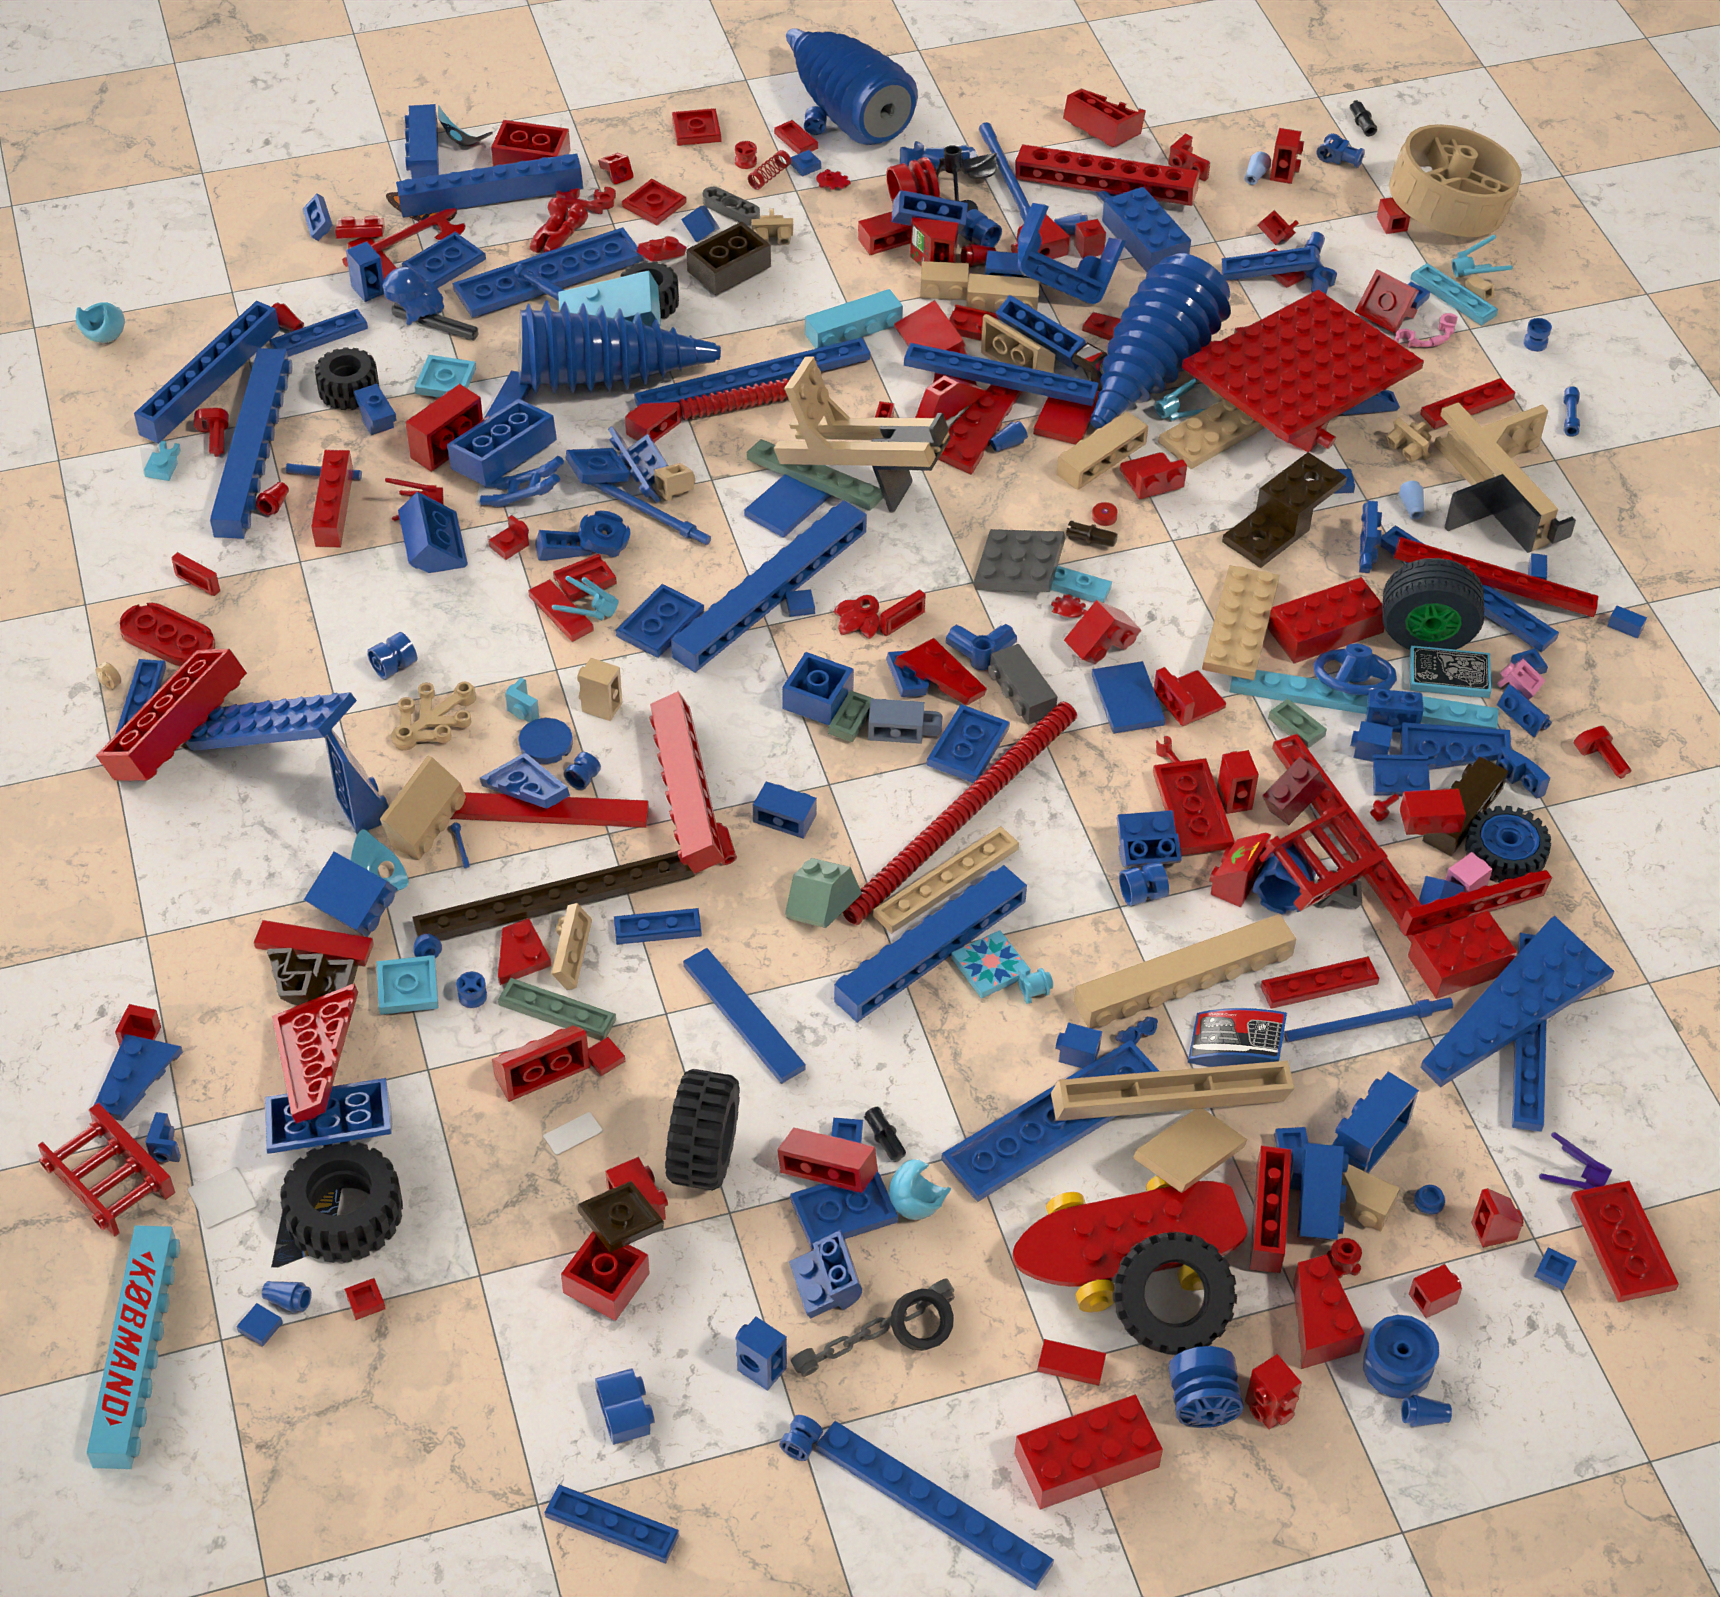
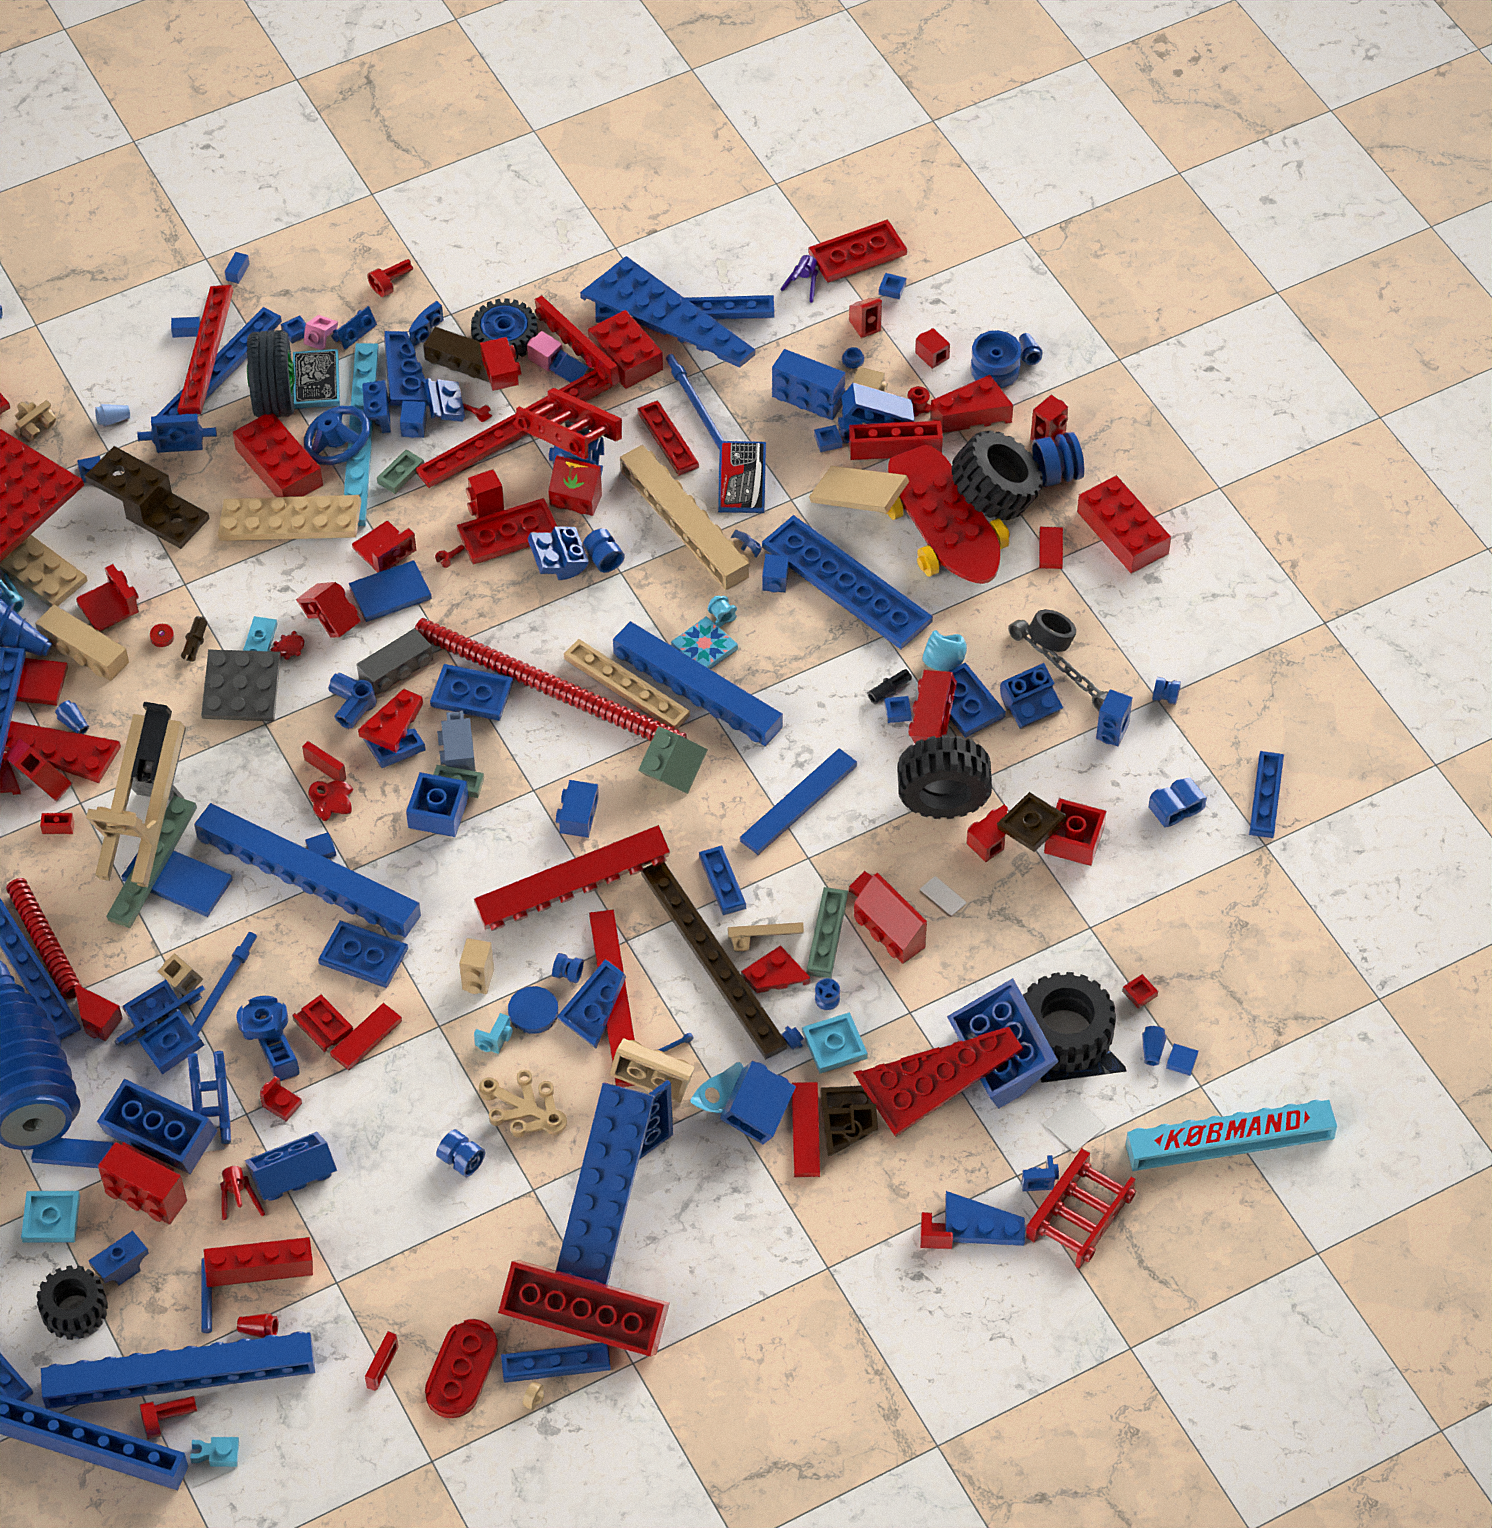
camera: 100 degrees left, 5 degrees up
(603, 602) = (358, 998): medium azure plant -> none
(935, 1505) = (1187, 610): blue plate -> none
(1171, 1090) = (814, 502): tan brick -> none
(1294, 791) = (485, 456): dark red brick -> none
(1509, 494) = (115, 339): tan piece -> none

